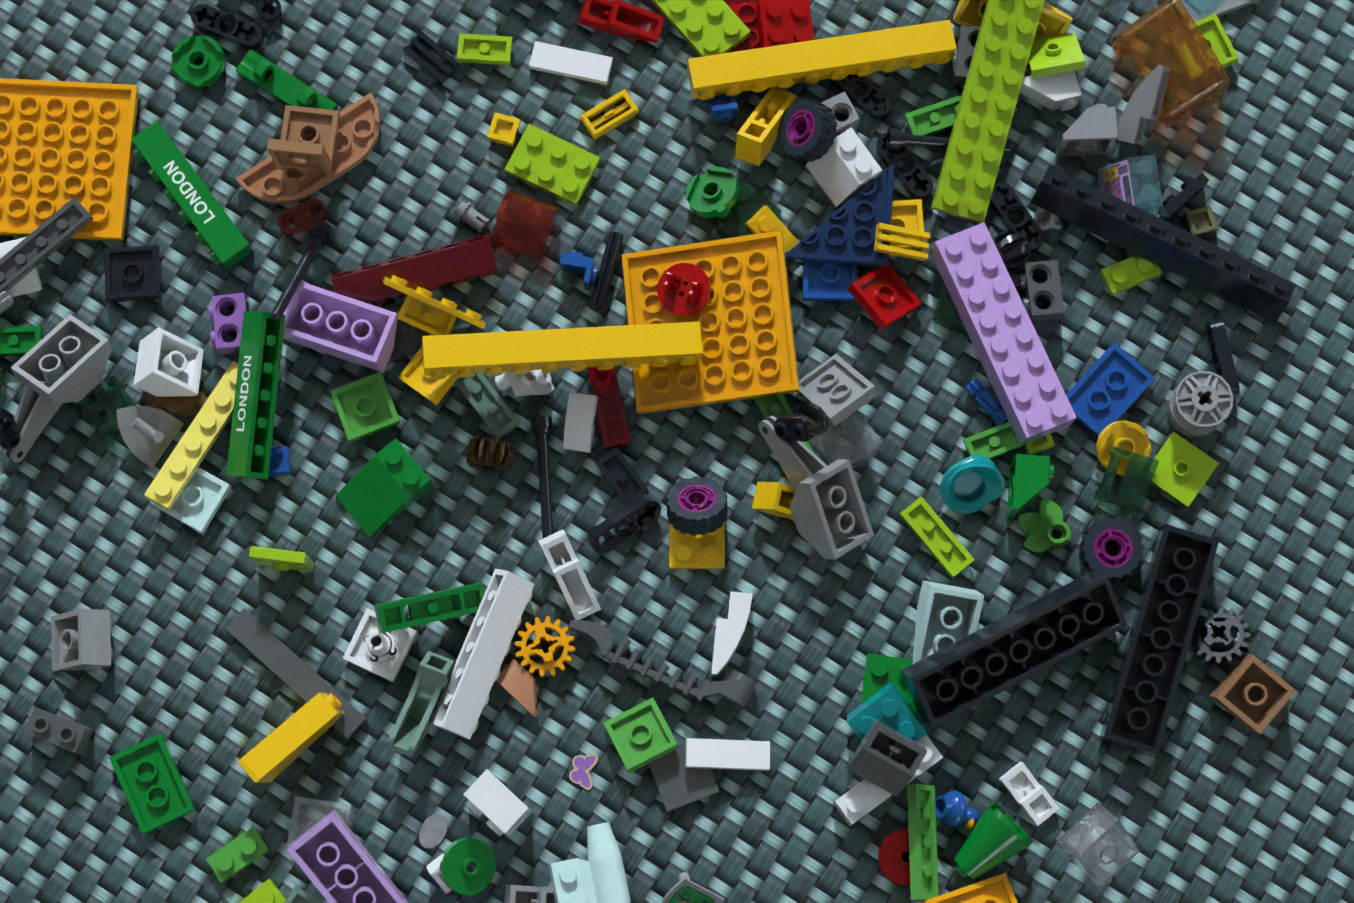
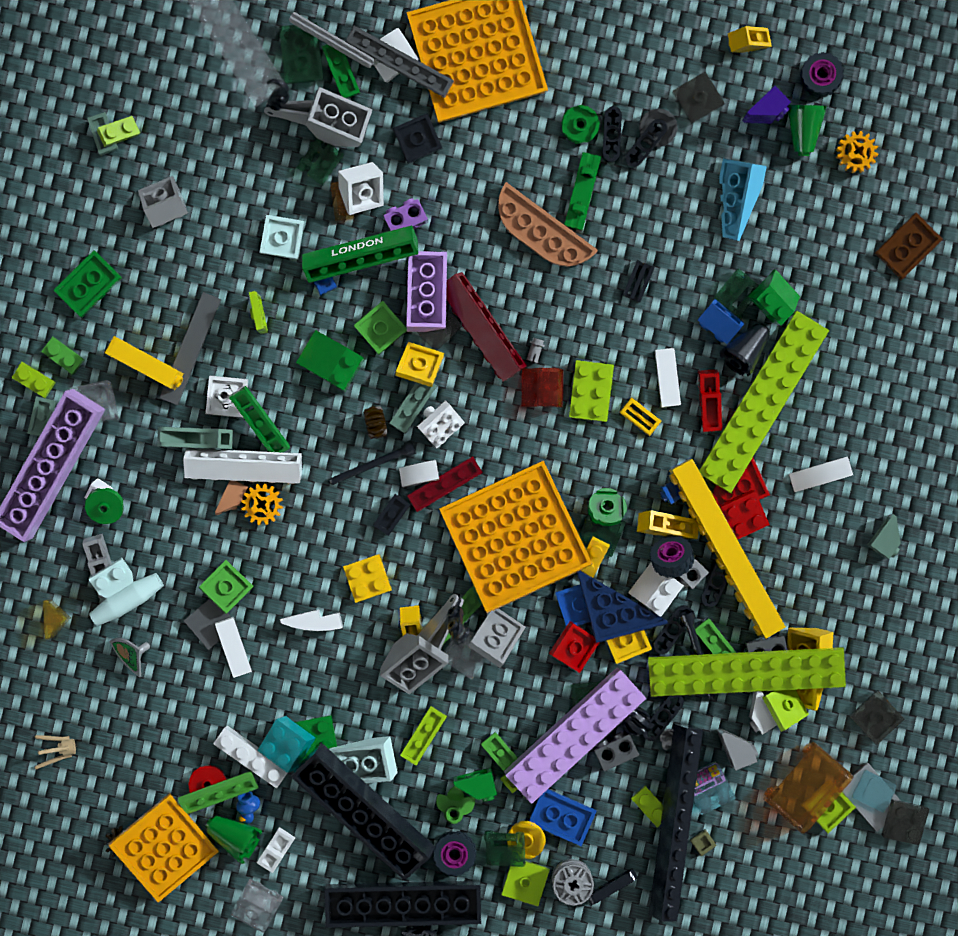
camera: 65 degrees right, 10 degrees up
(58, 731) = (99, 210): dark grey brick -> none
(147, 431) = (314, 190): light grey shield -> none
(192, 195) = (484, 156): green brick -> none
(195, 442) = (318, 225): light yellow plate -> none
(299, 211) = (499, 233): clear red beam -> none
(304, 155) = (536, 225): medium nougat bracket -> none
(319, 235) = (487, 253): black piece -> none
(428, 313) = (457, 347): yellow bracket -> none
(433, 831) = (121, 474): flat silver sticker -> none
(484, 49) = (656, 315): lime plate -> none
(498, 803) = (148, 511): white brick -> none
(504, 129) = (603, 349): yellow plate -> none
(561, 349) = (457, 446): yellow brick -> none
(569, 575) = (315, 503): white slope -> none
(577, 263) = (527, 431): blue bracket -> none
(582, 766) = (193, 555): medium lavender sticker -> none
(603, 529) = (368, 526): black beam -> none
(606, 270) = (527, 454): black axle -> none
(695, 294) = (530, 521): red plate -> none
(697, 506) = (397, 568): black wheel -> none
(733, 685) = (278, 635): dark grey piece -> none
(887, 758) = (260, 754): dark grey slope -> none
(901, 231) = (618, 661): yellow tile -> none
(971, 484) = (466, 747): teal piece -> none
(986, 402) = (527, 738): blue axle -> none
(1143, 105) = (767, 779): light grey slope -> none
(1190, 189) = (708, 821): black plate -> none

